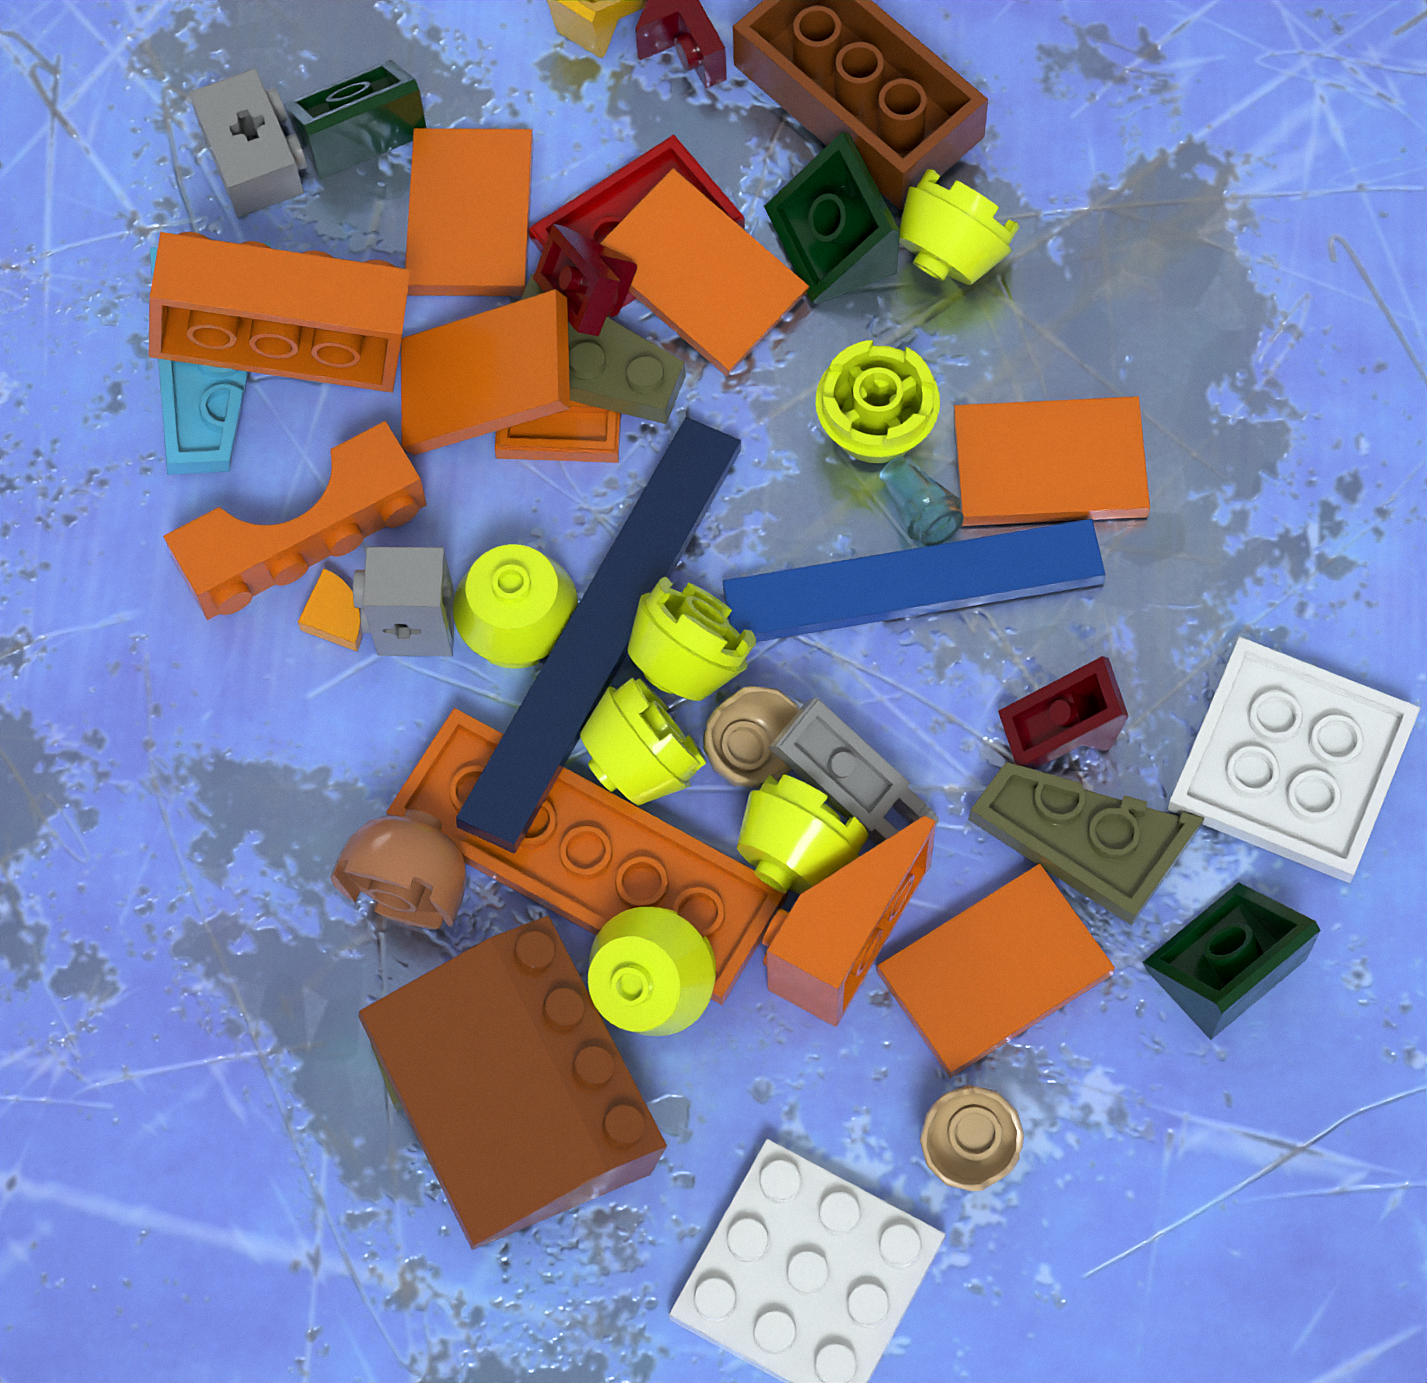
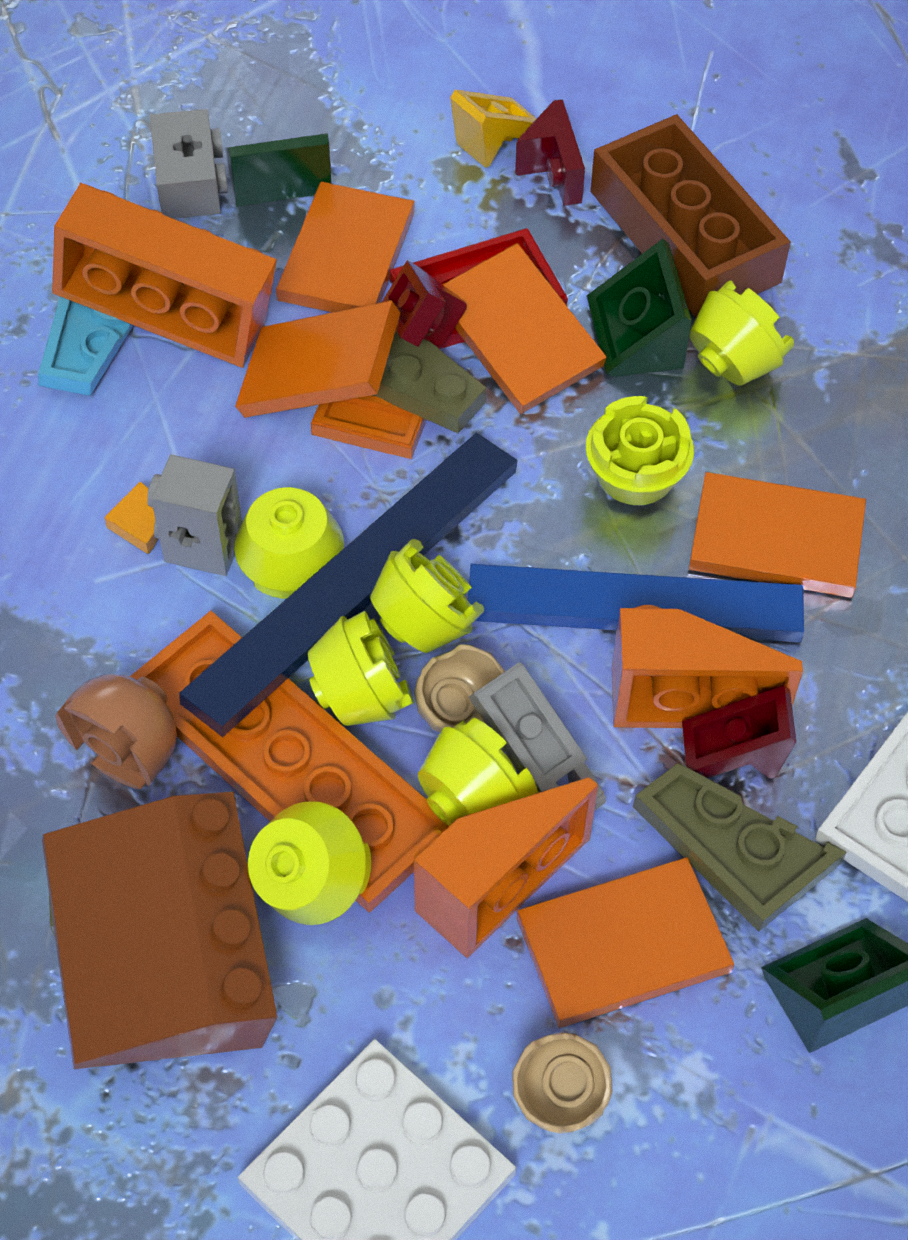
camera: 10 degrees right, 10 degrees down
(235, 560) = (70, 459): orange arch -> none
(923, 504) = (659, 542): clear light blue cone -> none
(984, 656) = (684, 666): none -> orange slope

